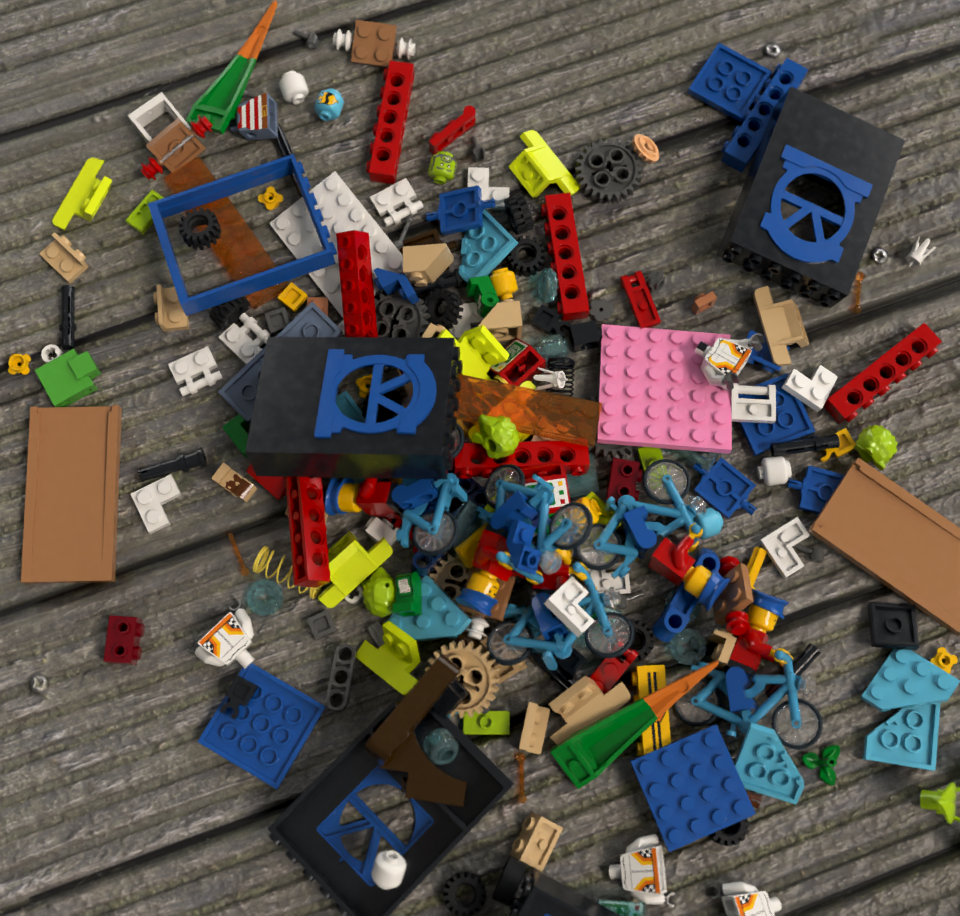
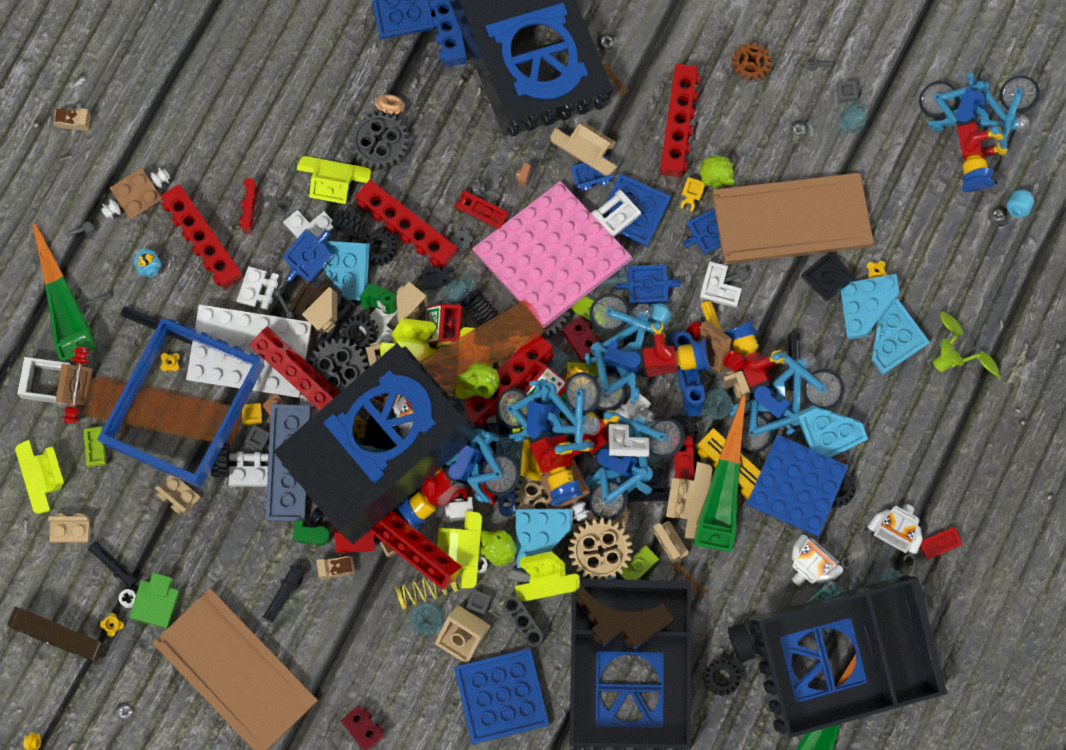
camera: 40 degrees left, 0 degrees up
(150, 502) = (290, 629): white plate -> none
(193, 366) = (230, 518): white plate -> none
(196, 219) = (147, 415): black tyre -> none
(227, 640) = (430, 665): white torso -> none
(240, 693) = (471, 689): black plate -> none
(244, 571) = (396, 616): clear orange hinge -> none
(257, 118) = (108, 316): torso -> none
(282, 639) = (462, 634): none -> tan slope
(293, 87) = (110, 272): white head -> none
(388, 869) = (665, 698): white head -> none
(394, 281) = (311, 344): blue slope -> none
(408, 595) = (517, 531): green leg -> none
(411, 710) = (592, 590): dark brown beam -> none
(440, 746) = (627, 598): clear light blue head -> none
(442, 167) = (266, 237): lime head -> none
(450, 699) = (603, 566): black brick -> none
(504, 283) = (383, 278): yellow head -> none
(519, 543) = (561, 432): blue slope -> none
(536, 841) = (734, 605): tan bracket -> none
(547, 285) = (417, 260): clear light blue gear -> none
(556, 379) = (477, 312): white piece -> none
(585, 336) = (468, 266): black brick -> none
(726, 359) = (575, 200): torso -> none
(774, 470) = (668, 244): white head -> none
(805, 445) = (677, 206): black pin -> none
(811, 391) = (645, 172): white plate -> none
(829, 757) = (861, 392): green plant -> none
(917, 254) = (630, 18): white piece -> none

